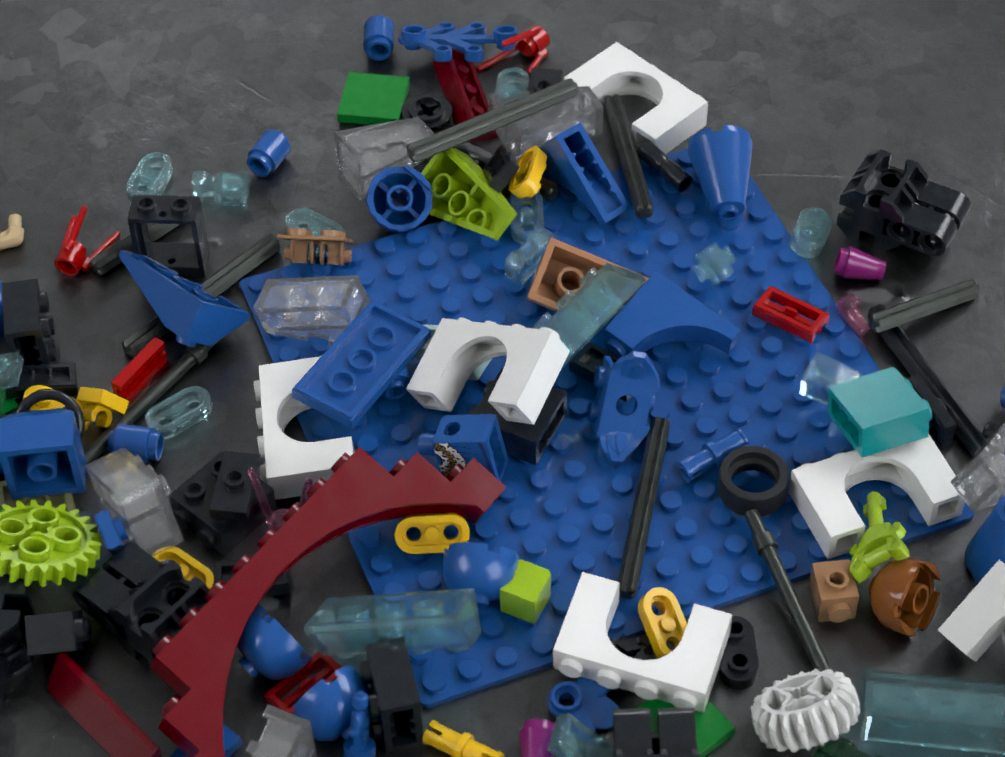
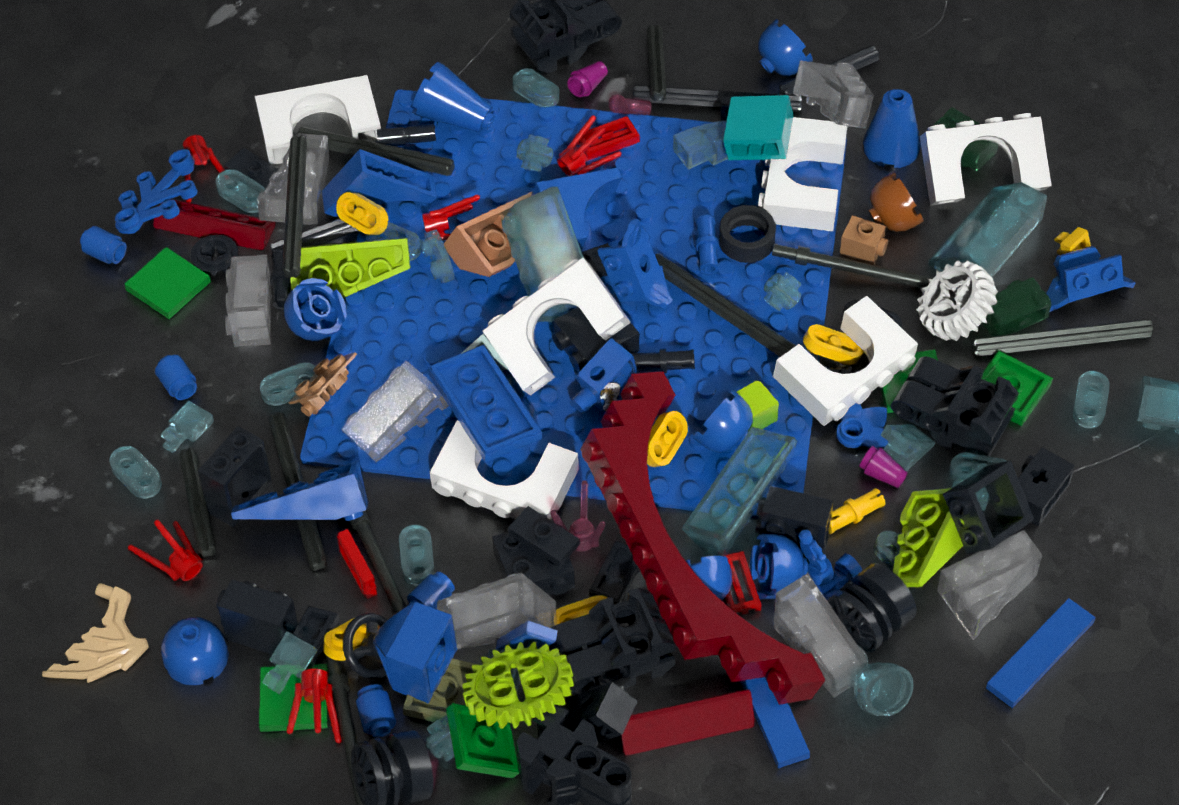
camera: 60 degrees left, 5 degrees up
(101, 403) = (374, 601): yellow tile -> none
(501, 168) = (342, 228): black plate -> none
(534, 488) = (664, 360): none -> black pin
(578, 236) = (439, 218): none -> red plant
(695, 544) = (782, 291): none -> clear light blue gear
(734, 297) = (573, 160): none -> red plant
(878, 542) = (851, 190): lime piece -> none

